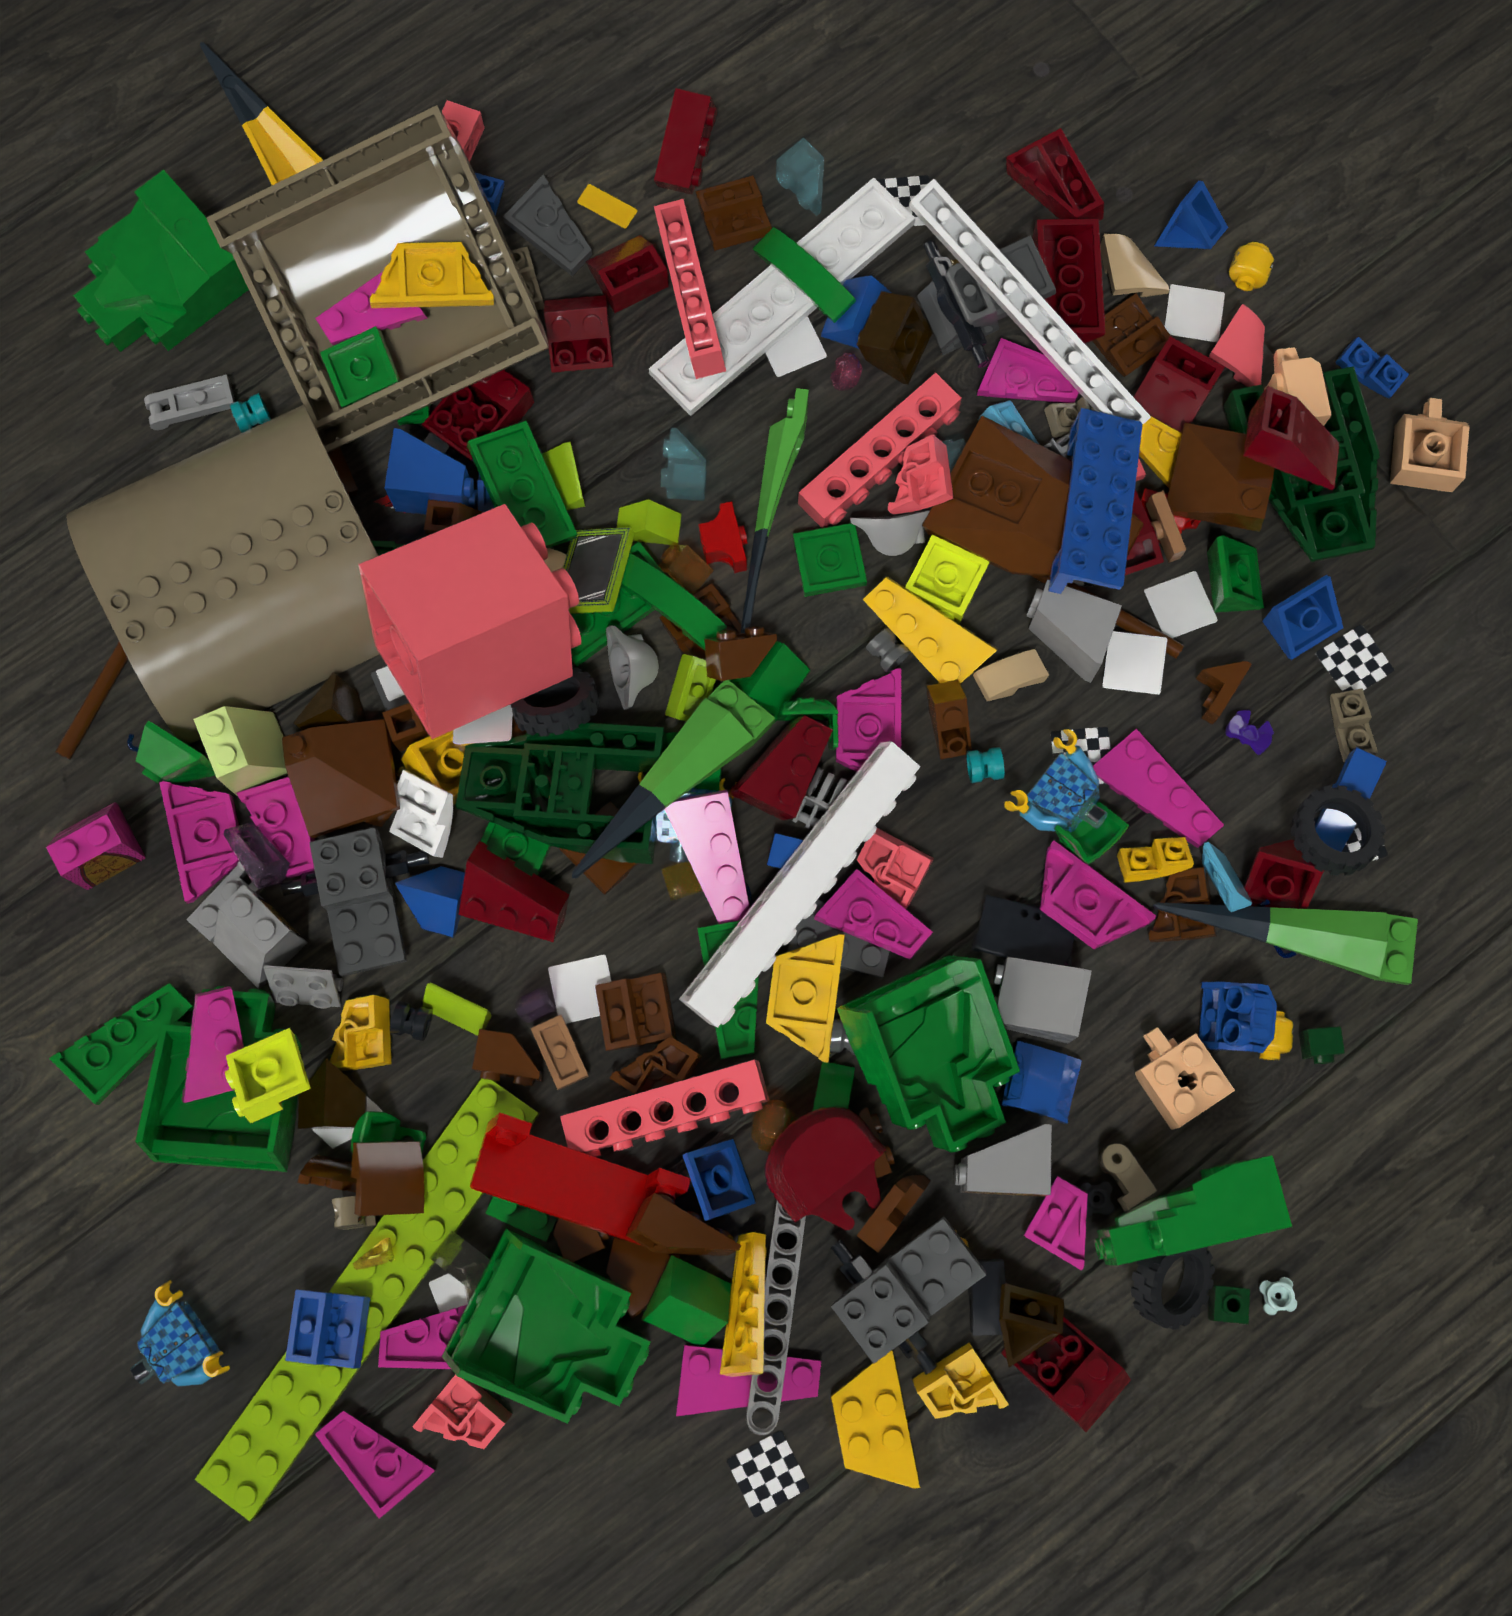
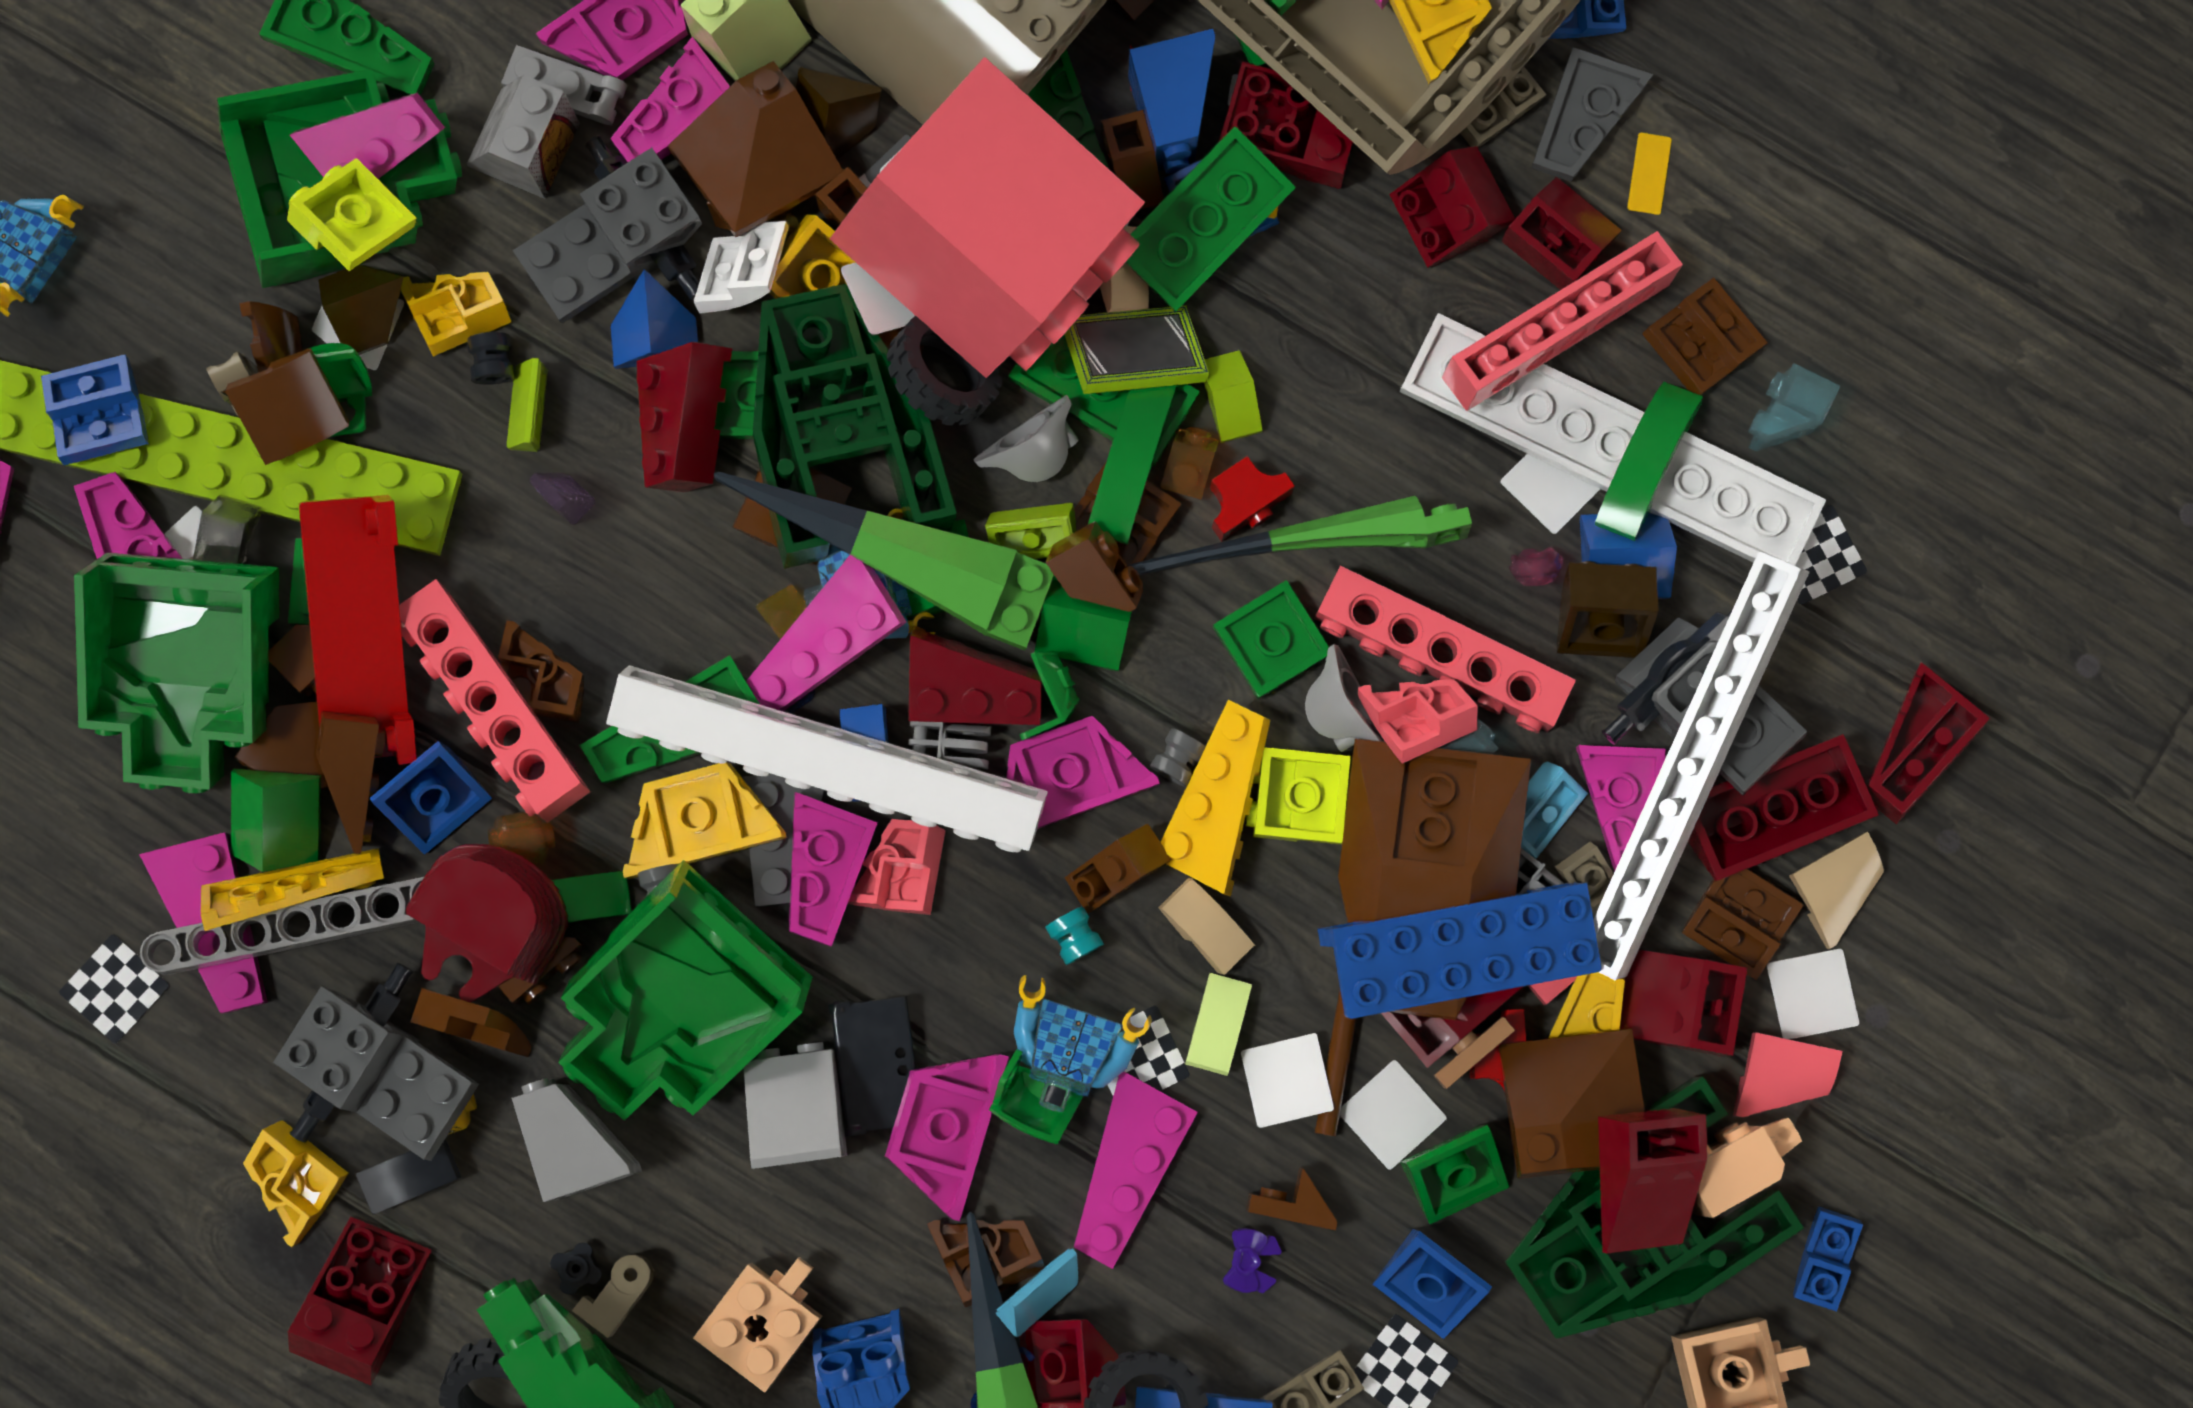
camera: 65 degrees right, 5 degrees up
(262, 873) = (603, 111): clear purple slope -> none
(304, 986) = (483, 206): light grey hinge -> none
(378, 1255) = (195, 432): clear yellow slope -> none
(465, 1414) = (49, 608): coral slope -> none
(503, 1055) = (488, 486): reddish brown slope -> none
(559, 1052) = (518, 549): medium nougat plate -> none
(564, 473) = (1252, 265): lime slope -> none
(575, 987) = (608, 547): white sticker -> none
(635, 1011) = (602, 621): reddish brown slope -> none
(685, 141) = (1772, 237): dark red wedge -> none
(686, 469) = (1319, 412): clear light blue slope -> none
(875, 1425) = (211, 1095): yellow wing -> none
(1028, 1320) = (393, 1232): dark brown slope -> none
(1043, 1083) = (694, 1151): blue slope -> none
(1062, 1223) = (529, 1235): dark pink wing -> none
(1074, 627) = (1297, 984): light grey slope -> none
(1081, 692) = (1218, 1024): none -> yellowish green slope
(1160, 860) = (1031, 1197): yellow slope -> none
(1195, 222) = (1939, 948): blue slope -> none
(1251, 266) = (1907, 1046): yellow head -> none

